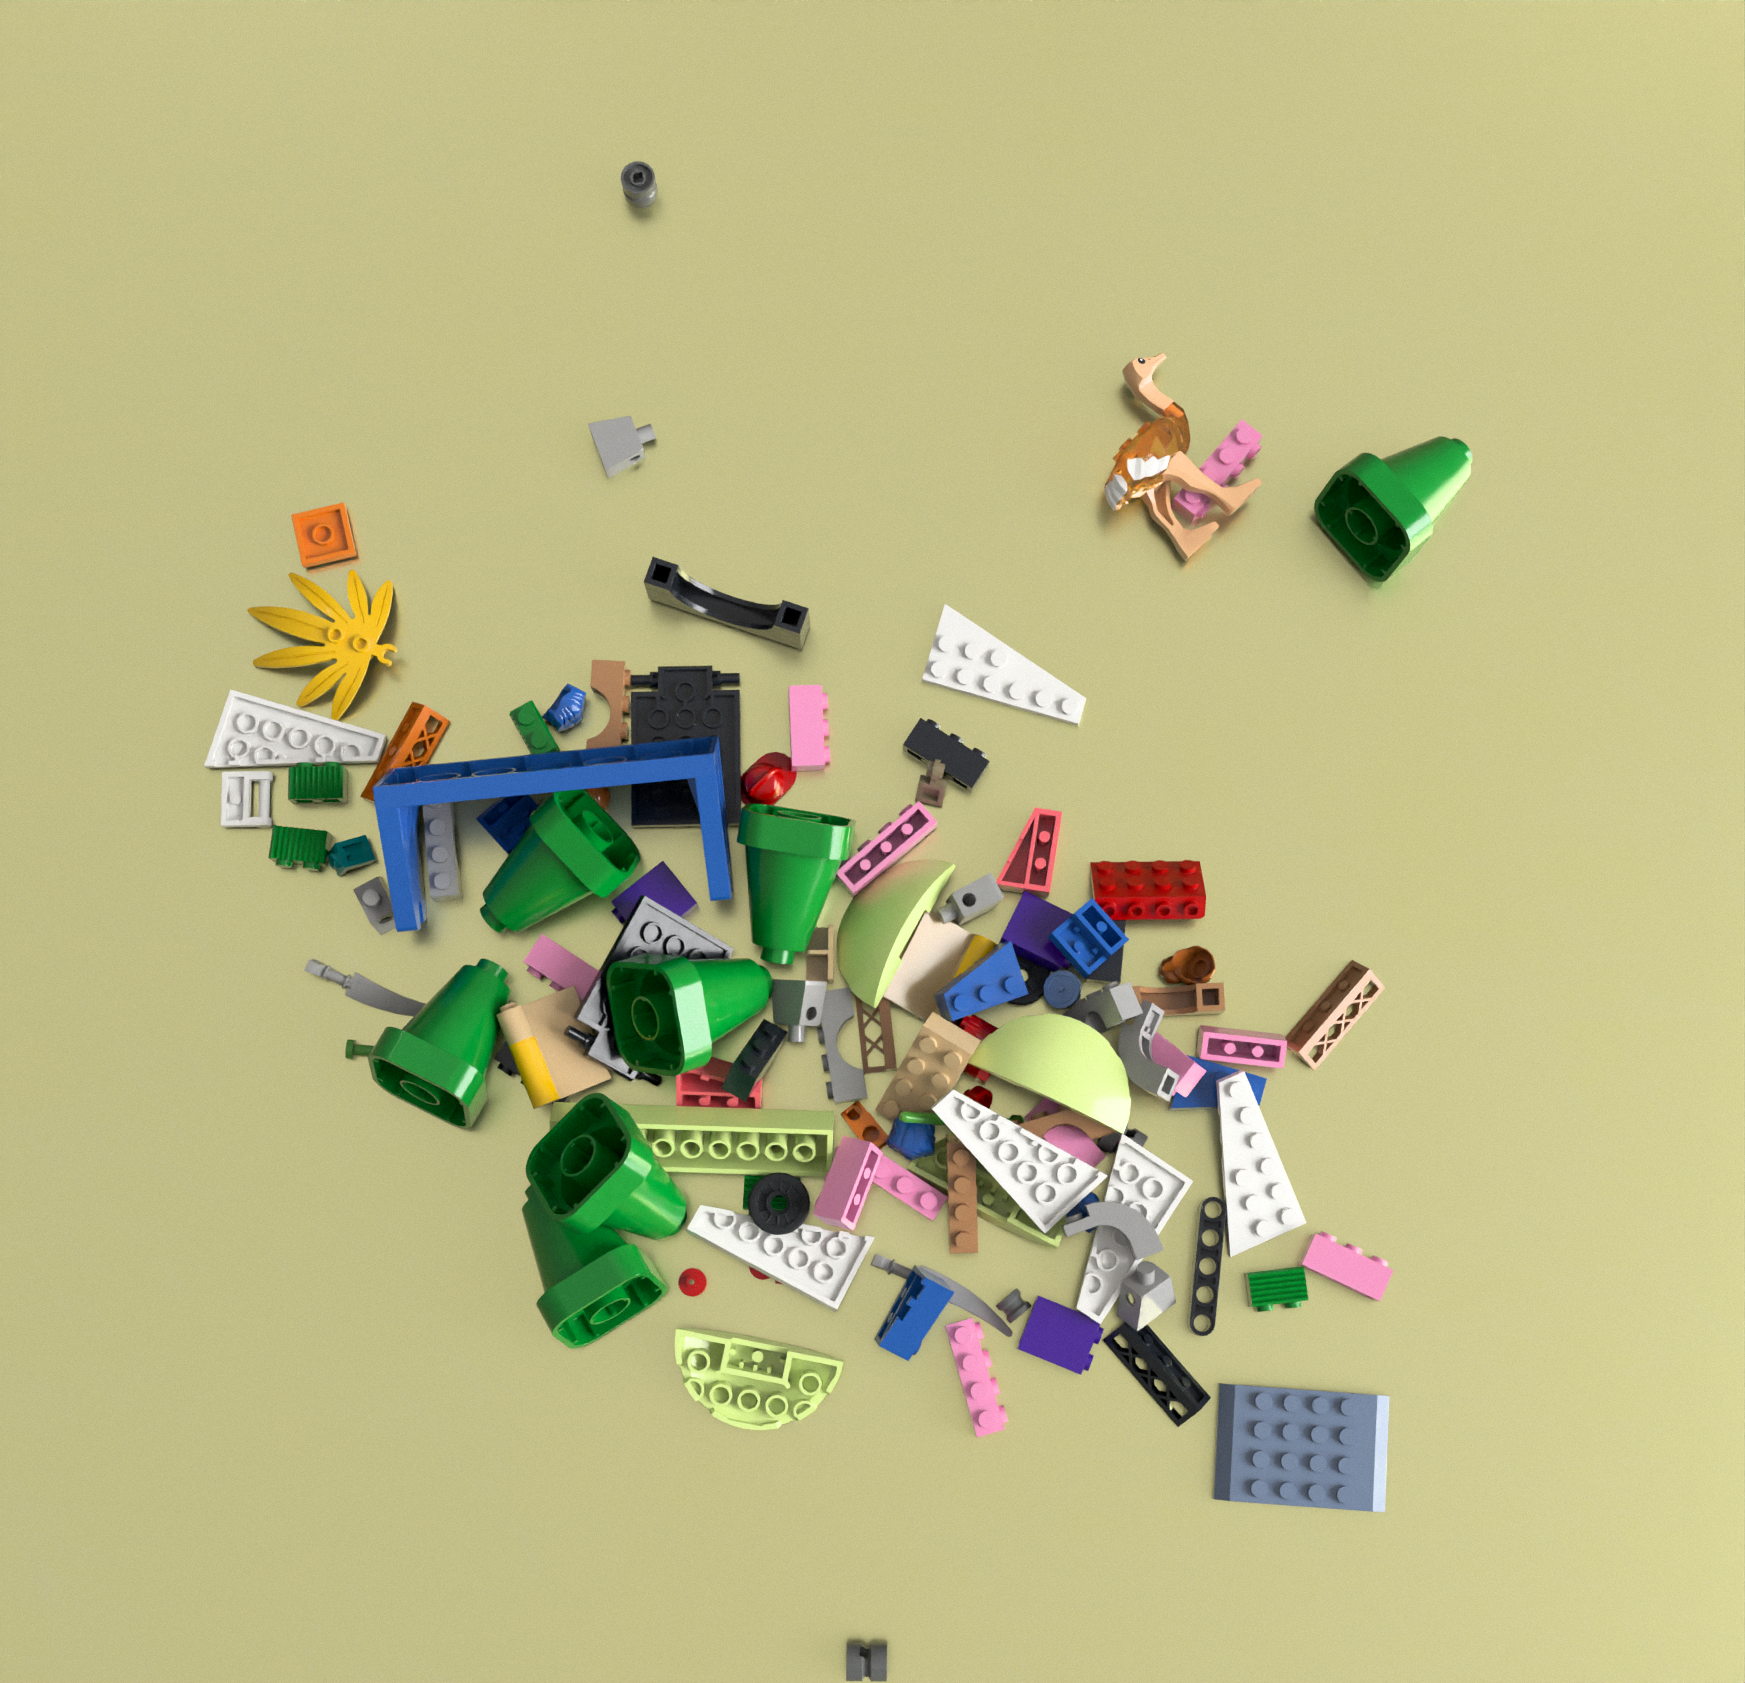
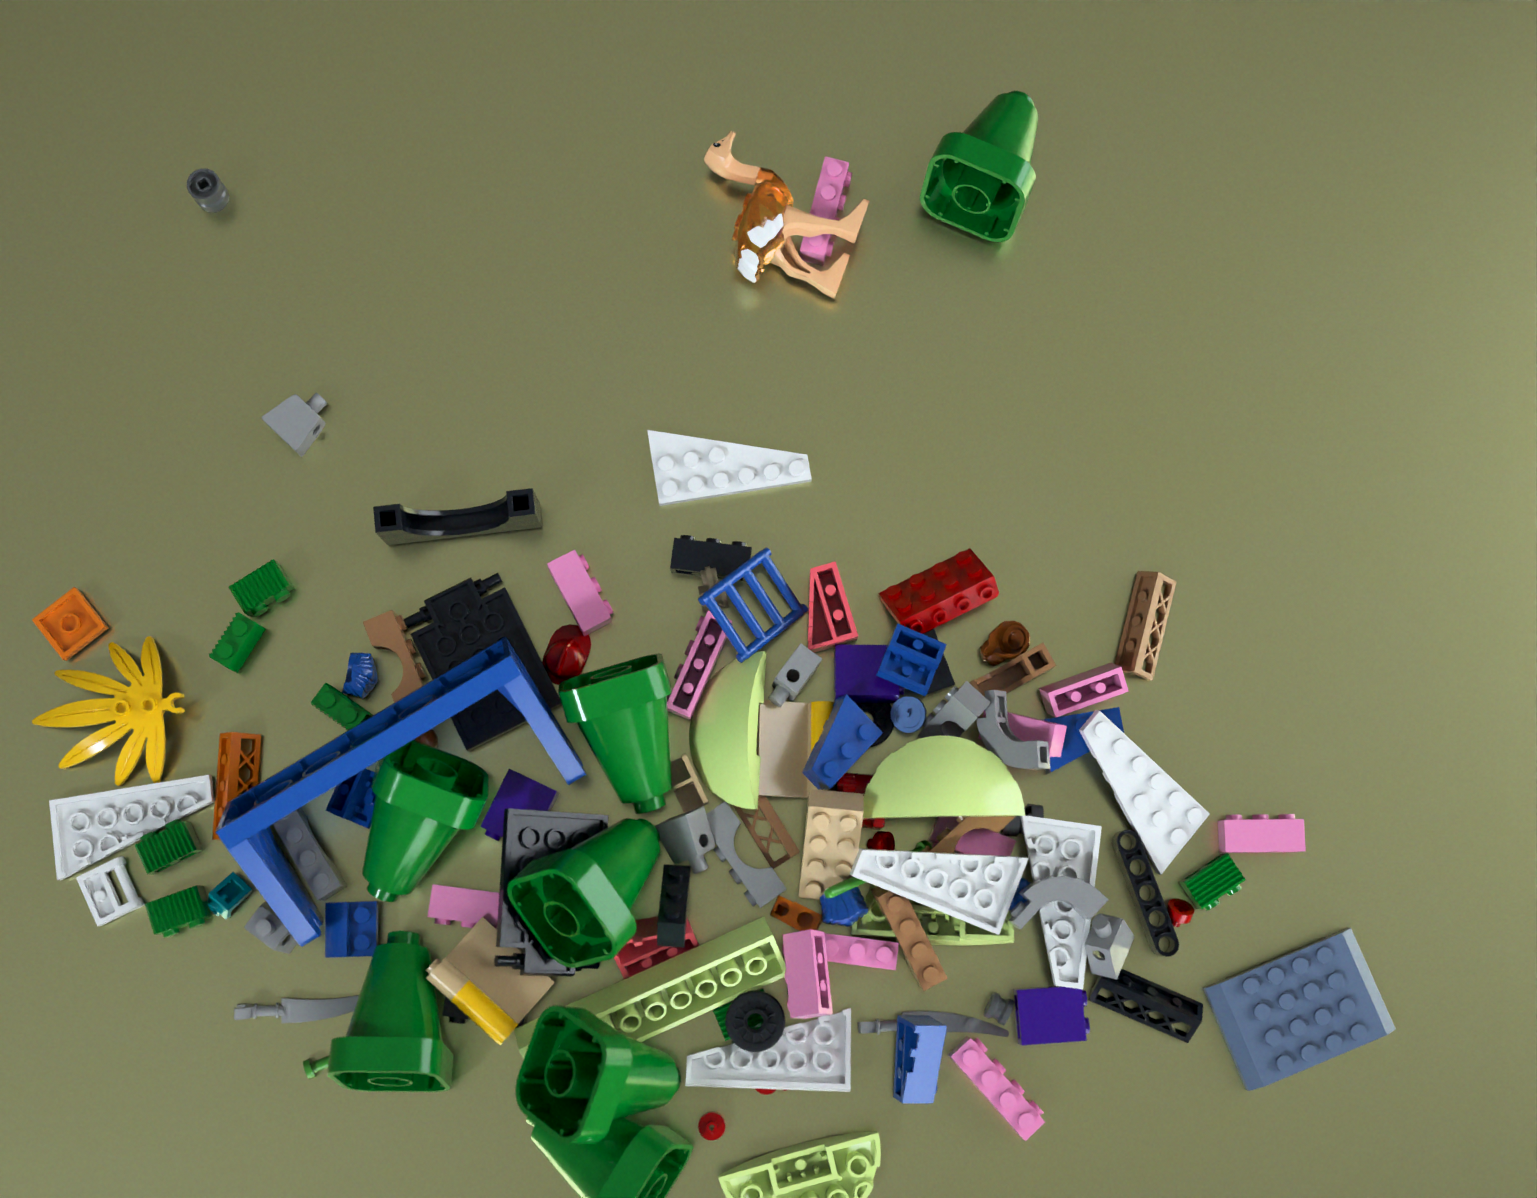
camera: 30 degrees left, 0 degrees up
(448, 939) = (351, 929): none -> blue brick
(468, 624) = (237, 642): none -> green brick
(514, 585) = (262, 588): none -> green brick
(982, 846) = (780, 624): none -> blue bar
(1230, 1300) = (1180, 911): none -> red tile

